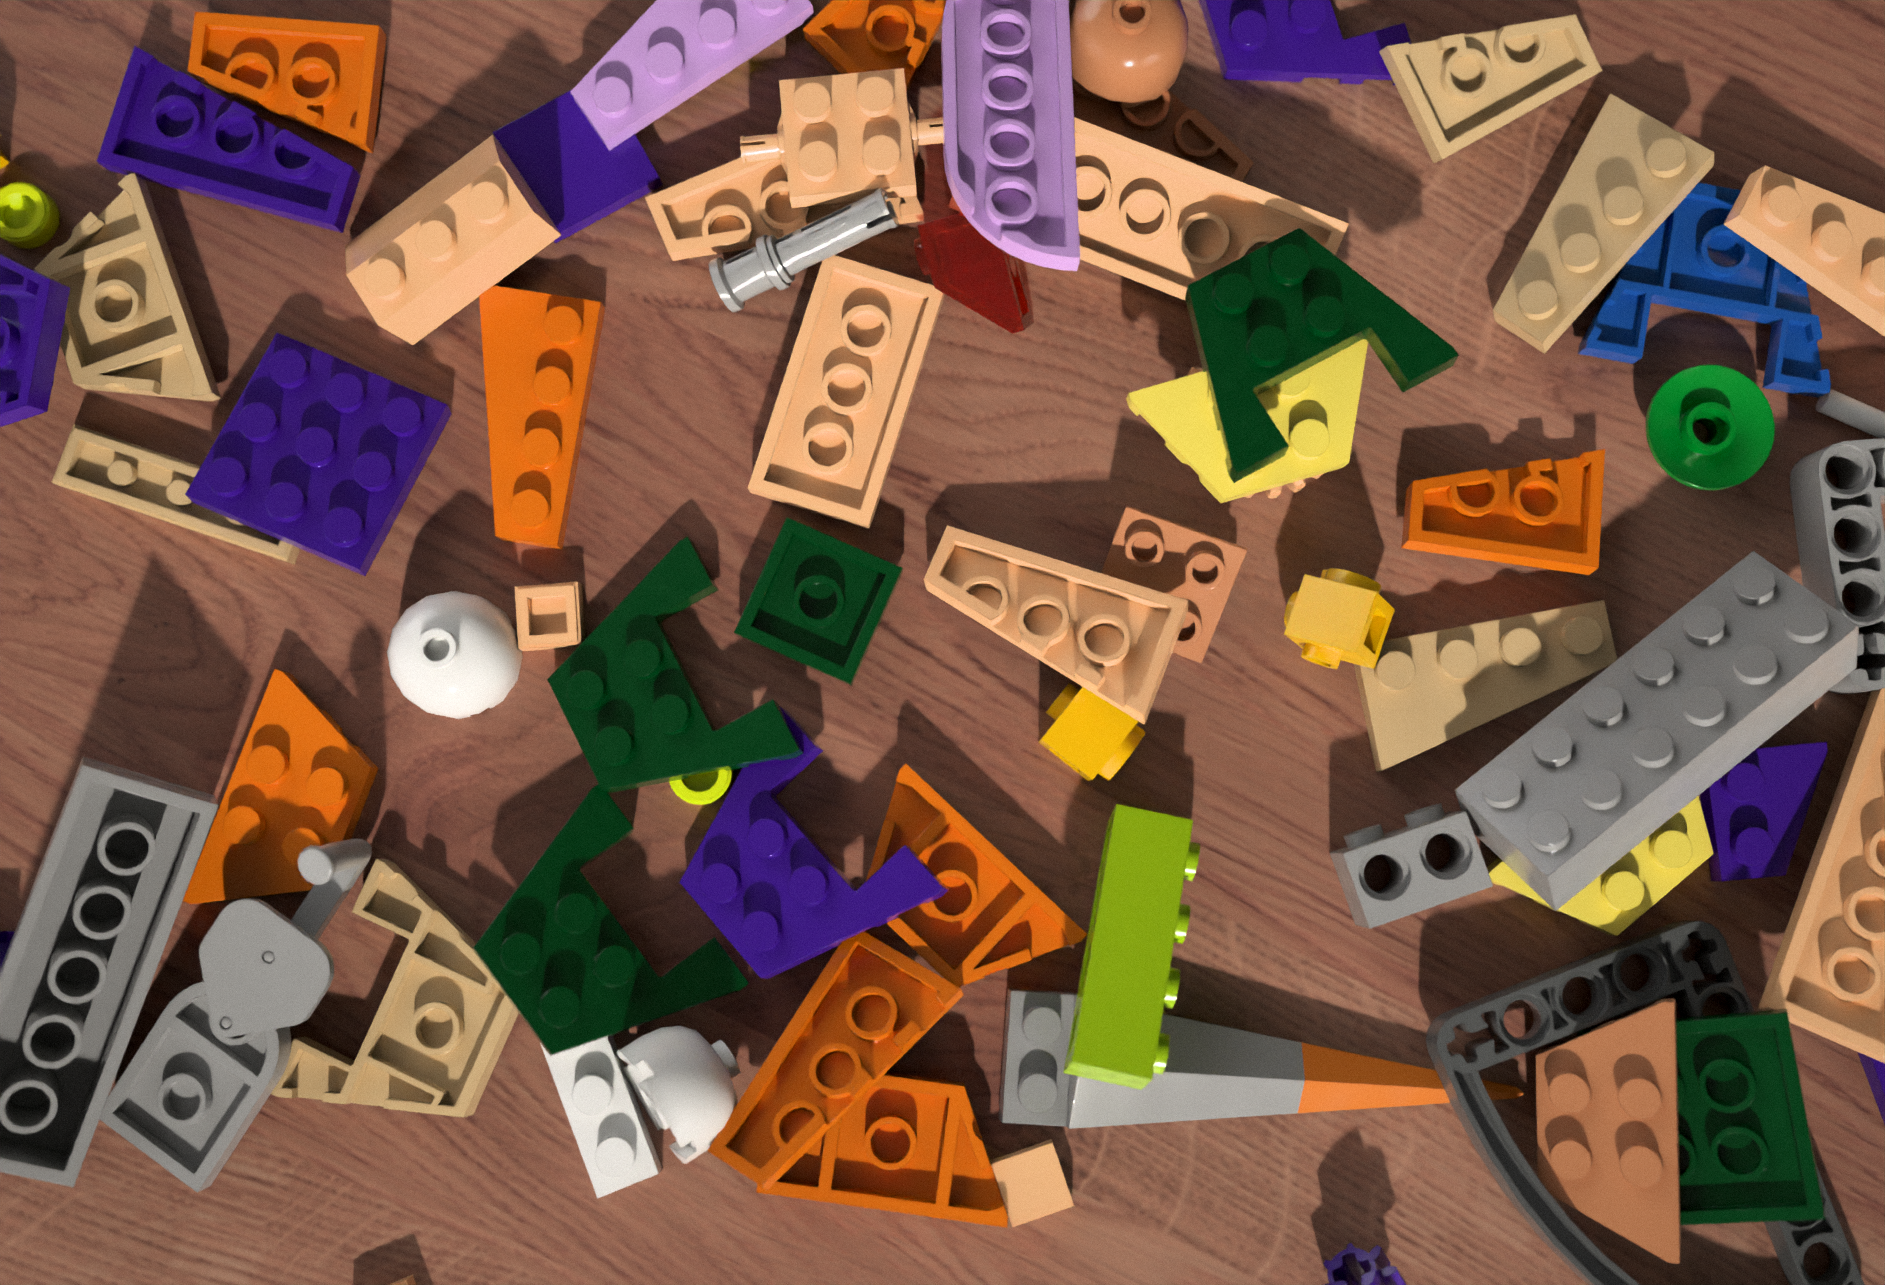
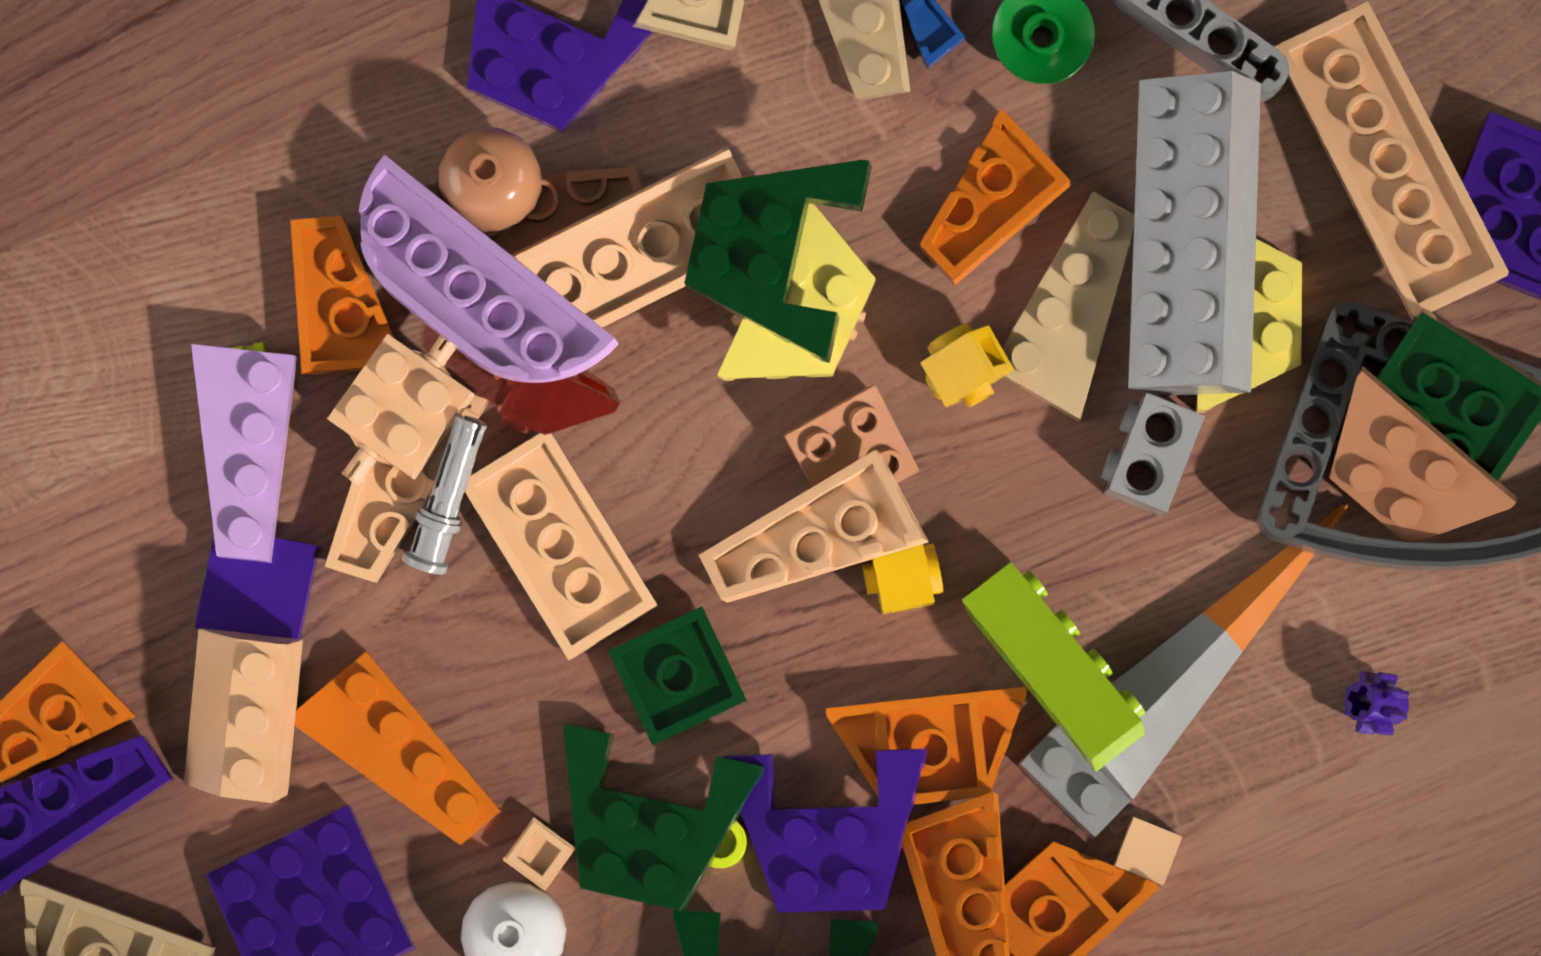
camera: 50 degrees left, 0 degrees up
(1760, 810) = (1299, 210): dark purple wing -> none

